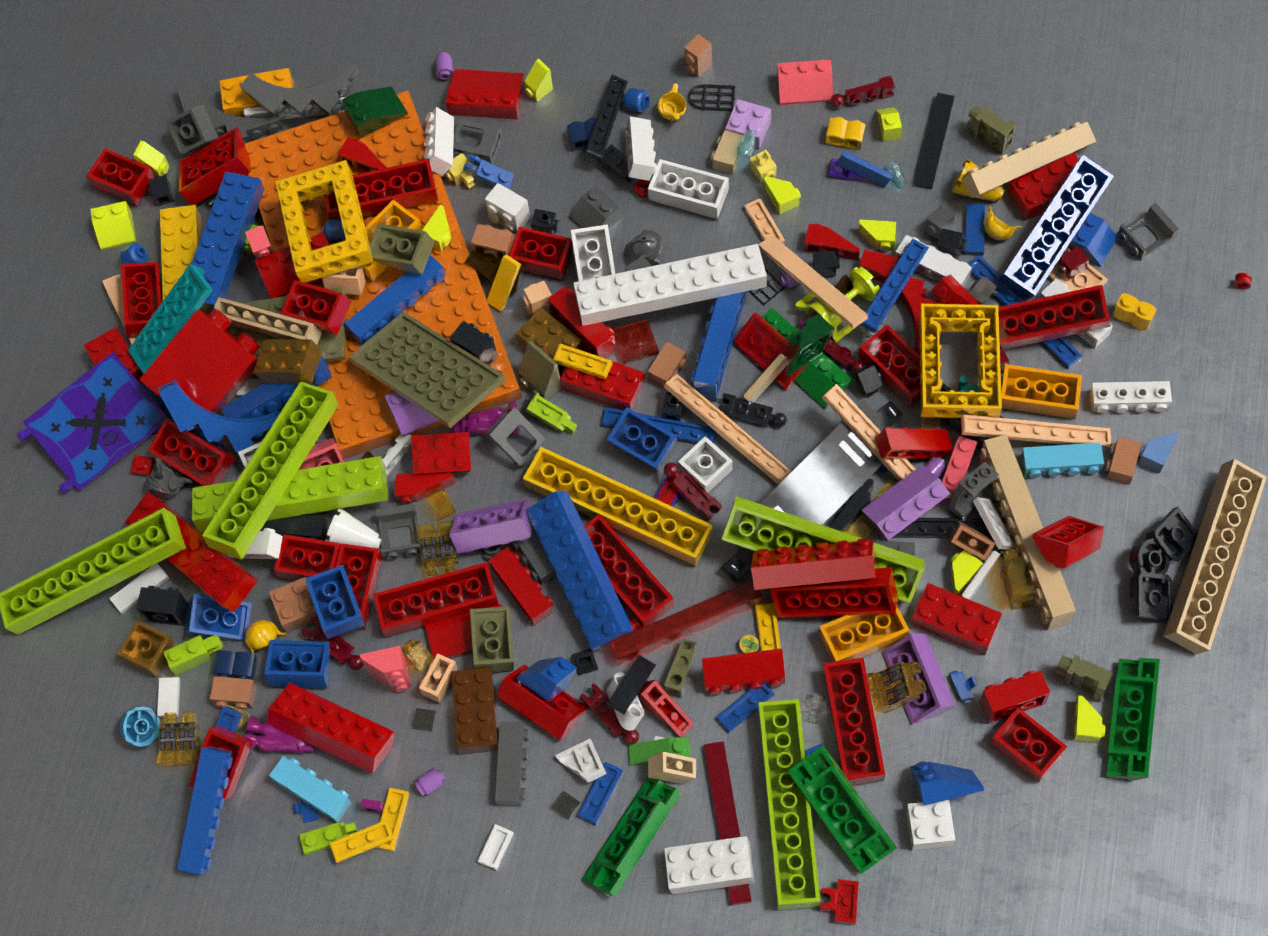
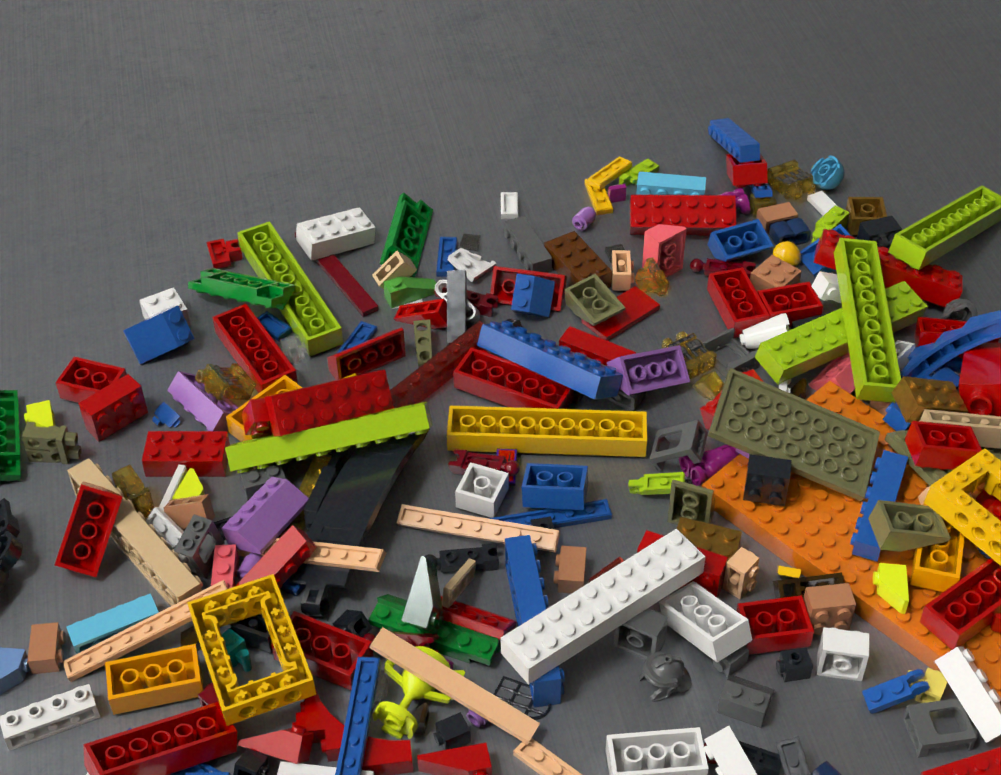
camera: 150 degrees right, 20 degrees down
(334, 601) = (737, 265): blue brick -> none
(435, 599) = (661, 315): red brick -> none
(582, 361) = (654, 521): yellow tile -> none
(617, 391) = (622, 528): red brick -> none

